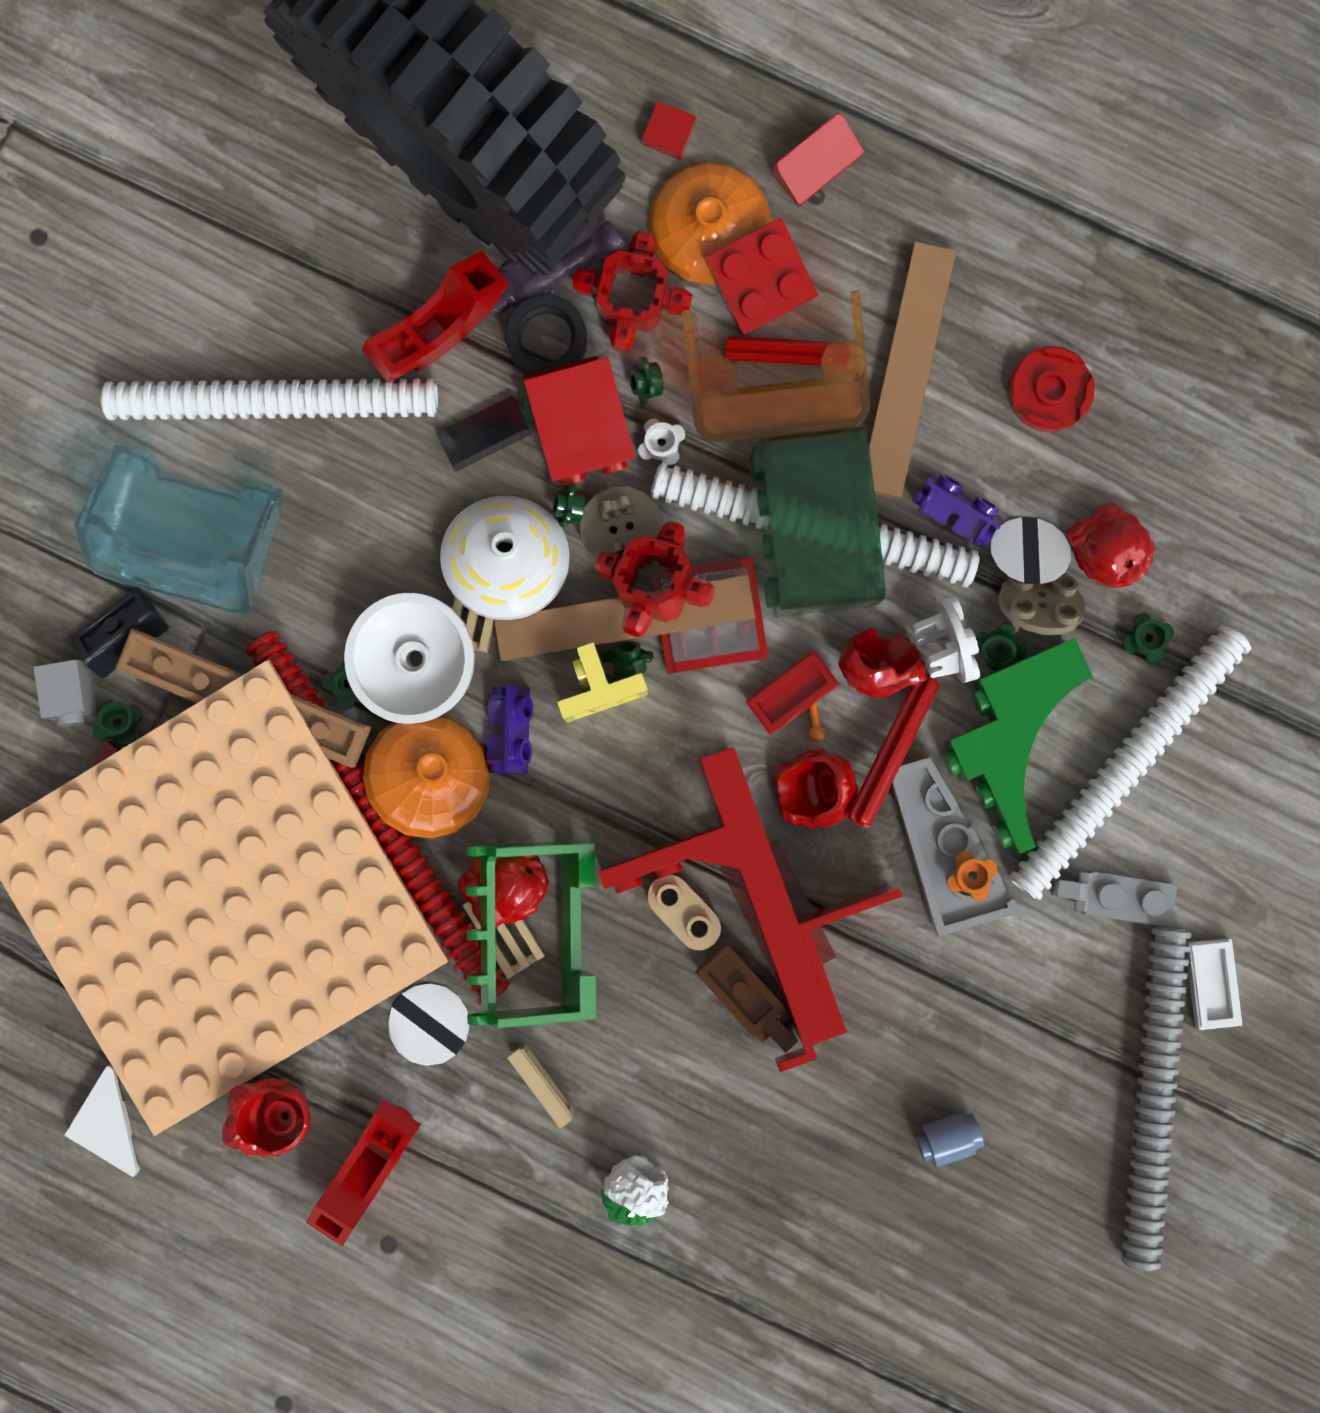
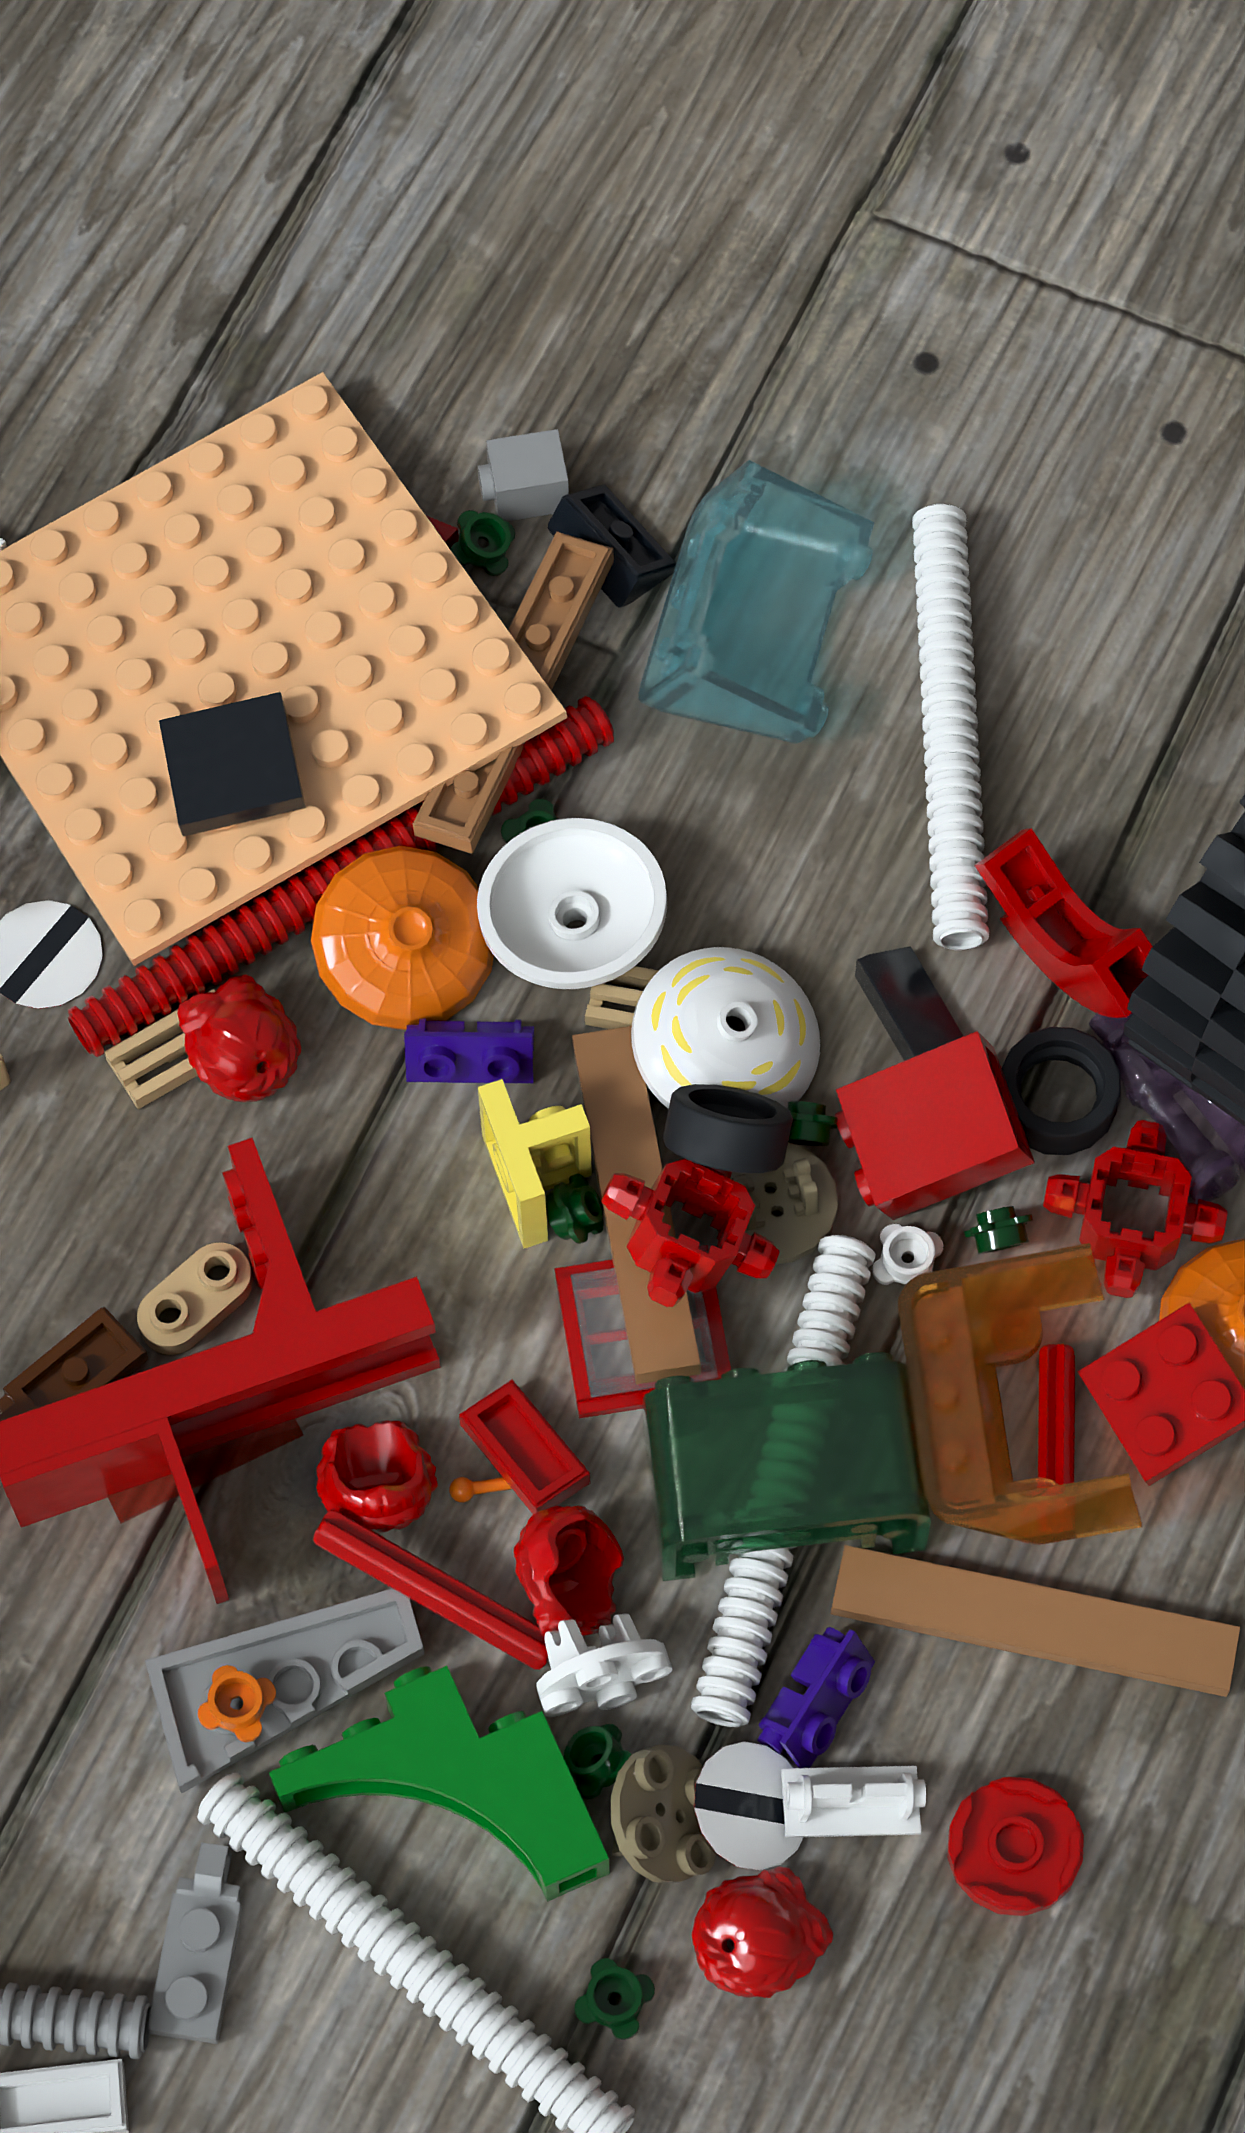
camera: 90 degrees right, 20 degrees down
(303, 895) = (231, 764): none -> black tile
(577, 985) = (103, 1143): green hinge -> none
(602, 557) = (727, 1128): none -> black tyre
(1026, 487) = (852, 1801): none -> white hinge

